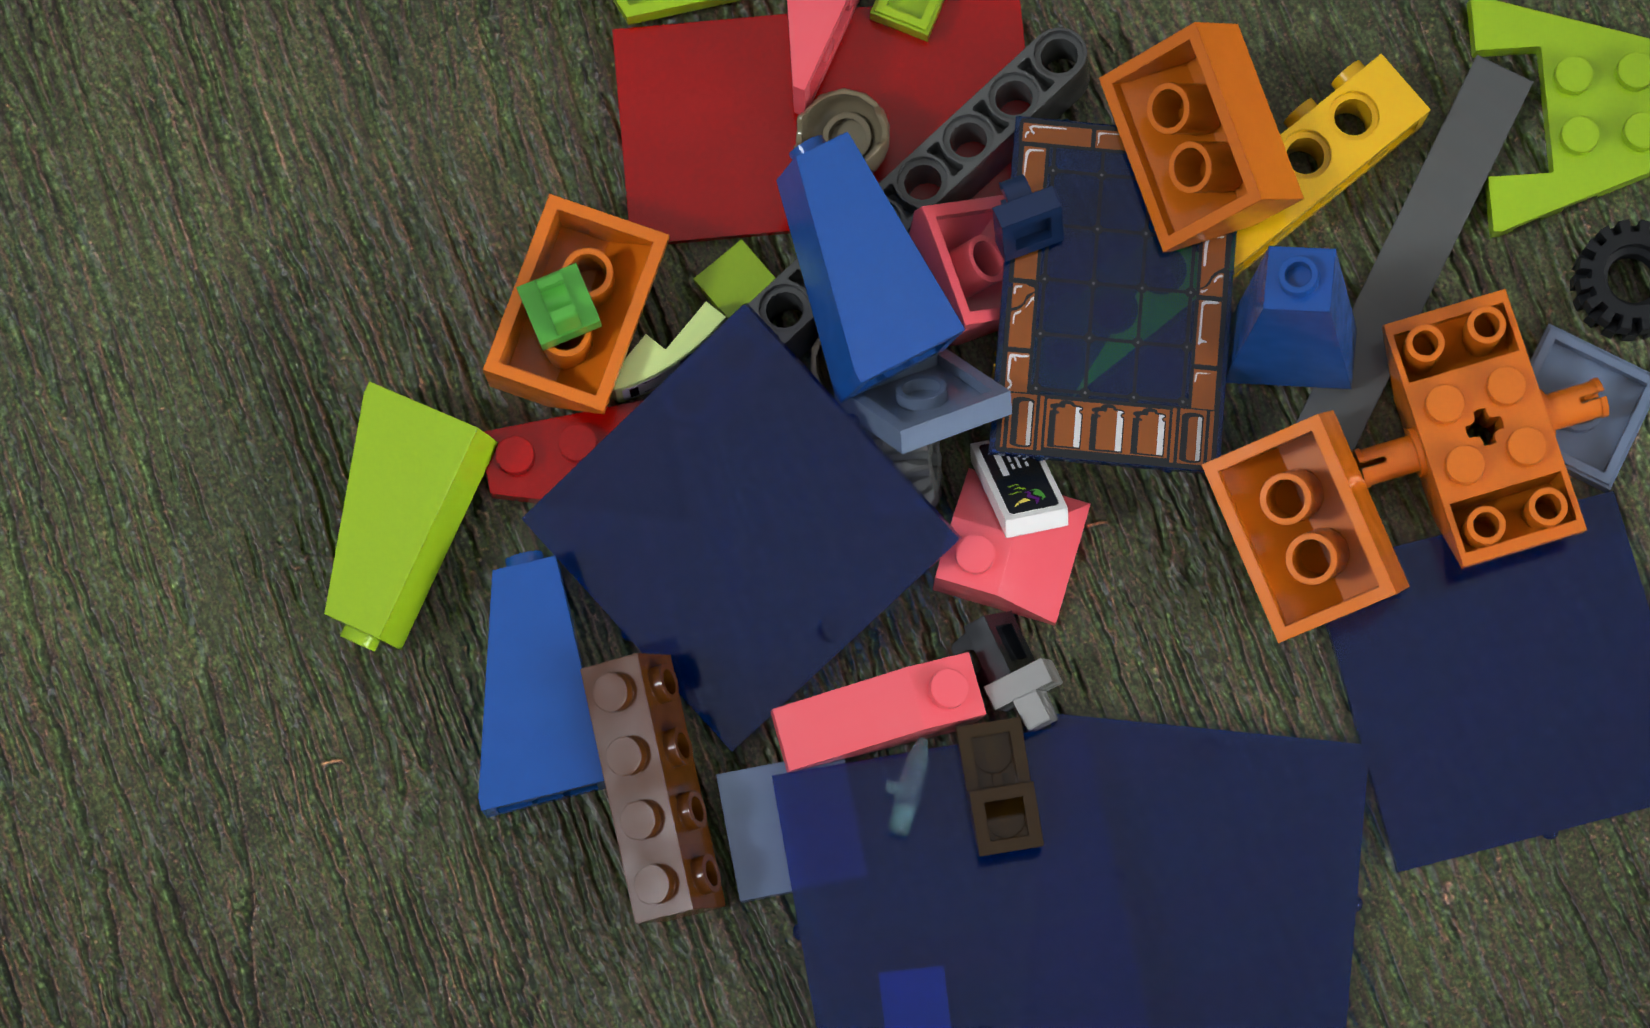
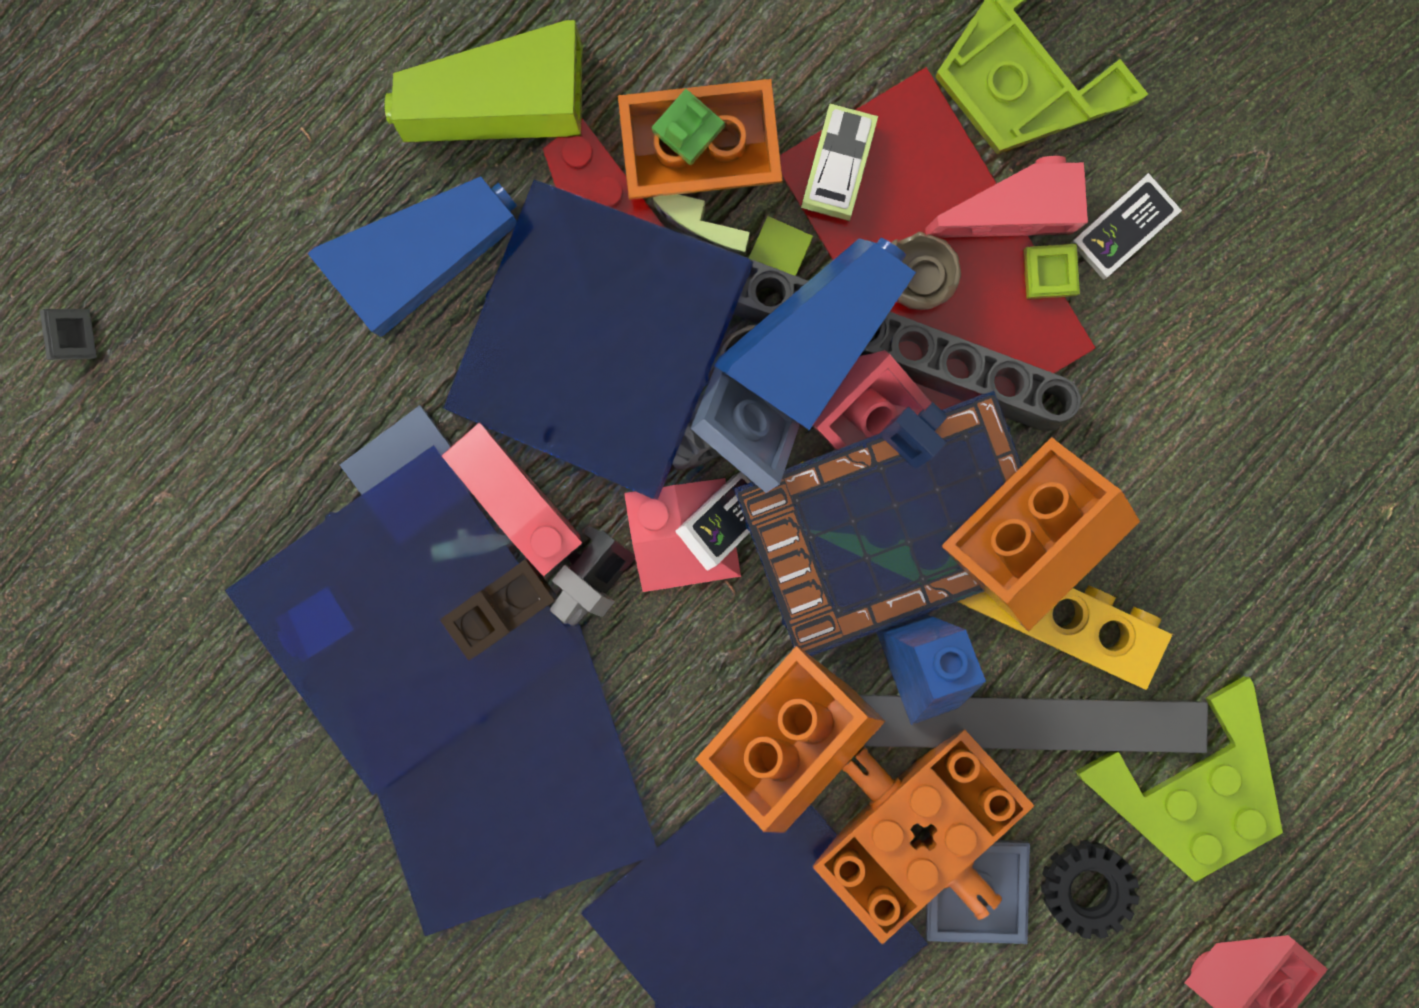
camera: 60 degrees right, 10 degrees up
(653, 787) = (382, 366): reddish brown brick -> none
(674, 170) = (839, 162): none -> slope

